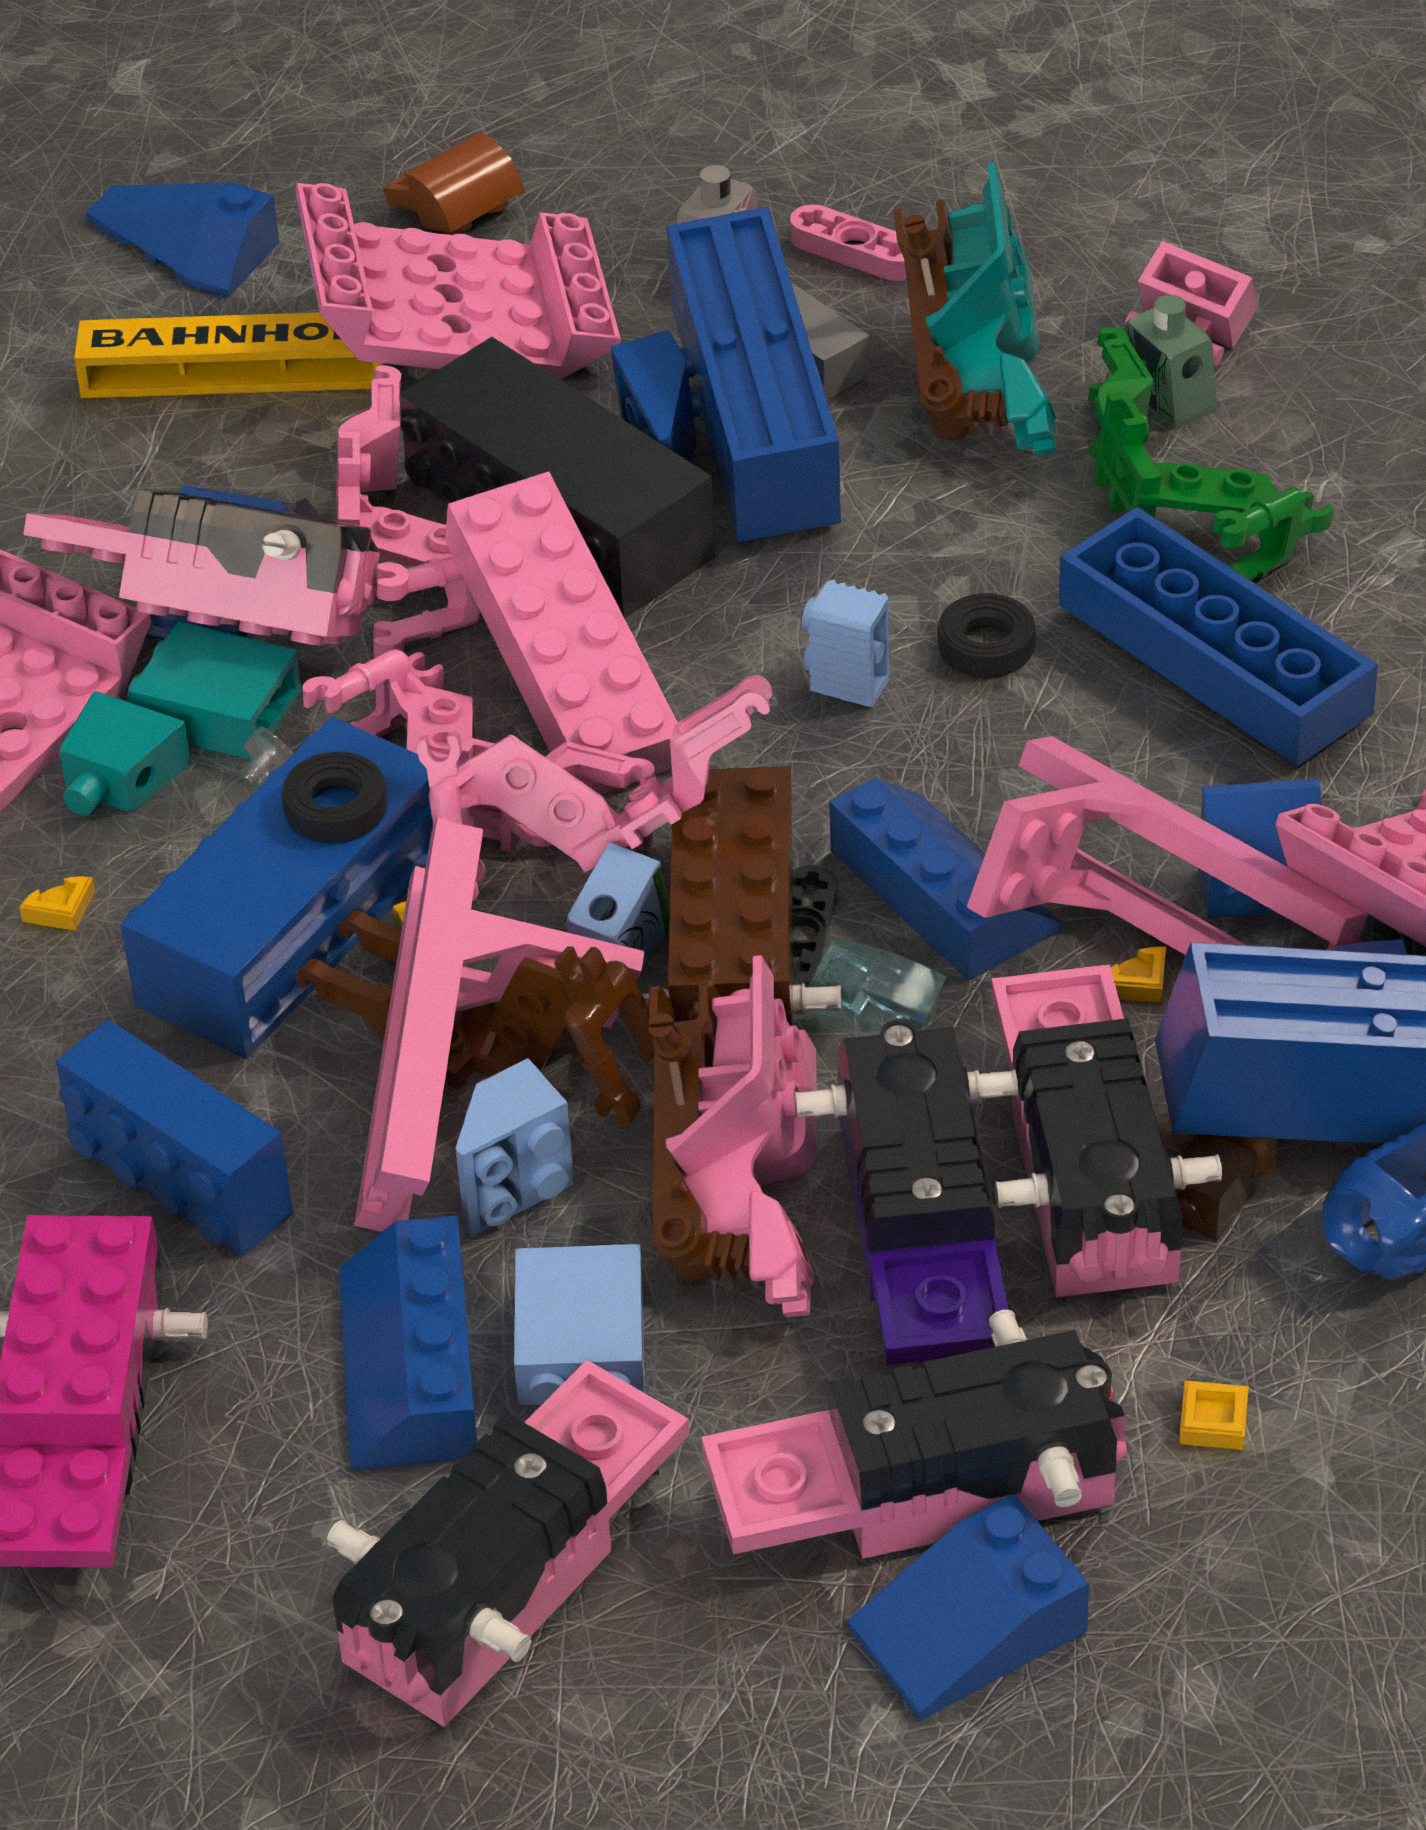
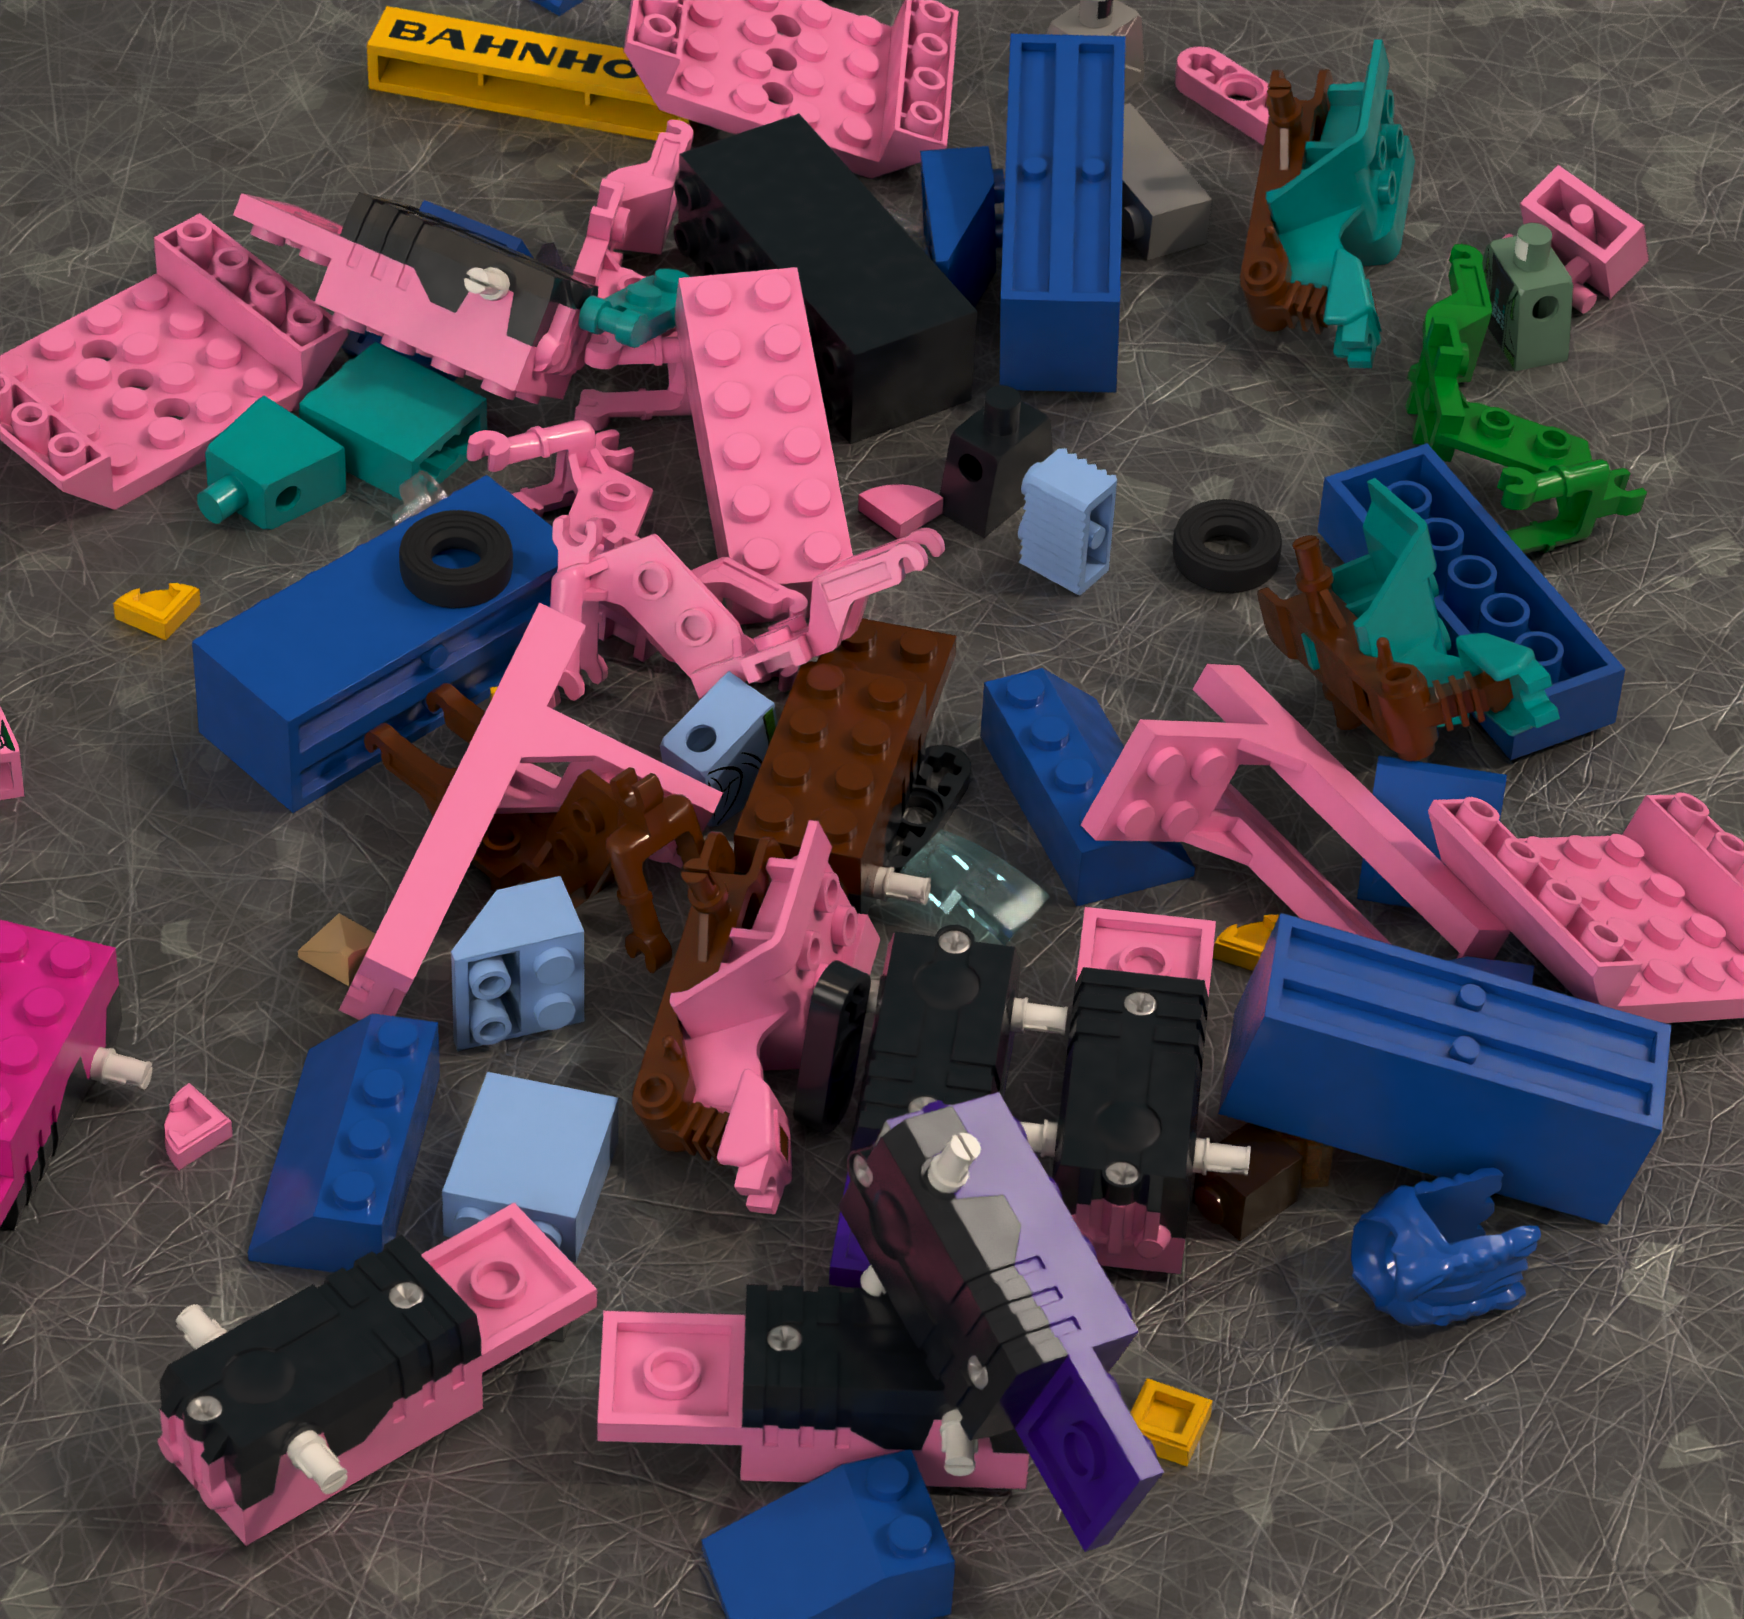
camera: 10 degrees right, 0 degrees up
(175, 1138) = (179, 875): blue brick -> none
(260, 1361) = (193, 1127): none -> bright pink tile
(334, 1171) = (338, 948): none -> tan slope
(412, 539) = (635, 312): none -> teal plate
(689, 665) = (900, 507): none -> bright pink tile
(764, 606) = (990, 460): none -> black torso
(816, 1153) = (831, 1046): none -> black beam
(1077, 1342) = (1004, 1300): none -> piece
(1167, 693) = (1383, 648): none -> piece

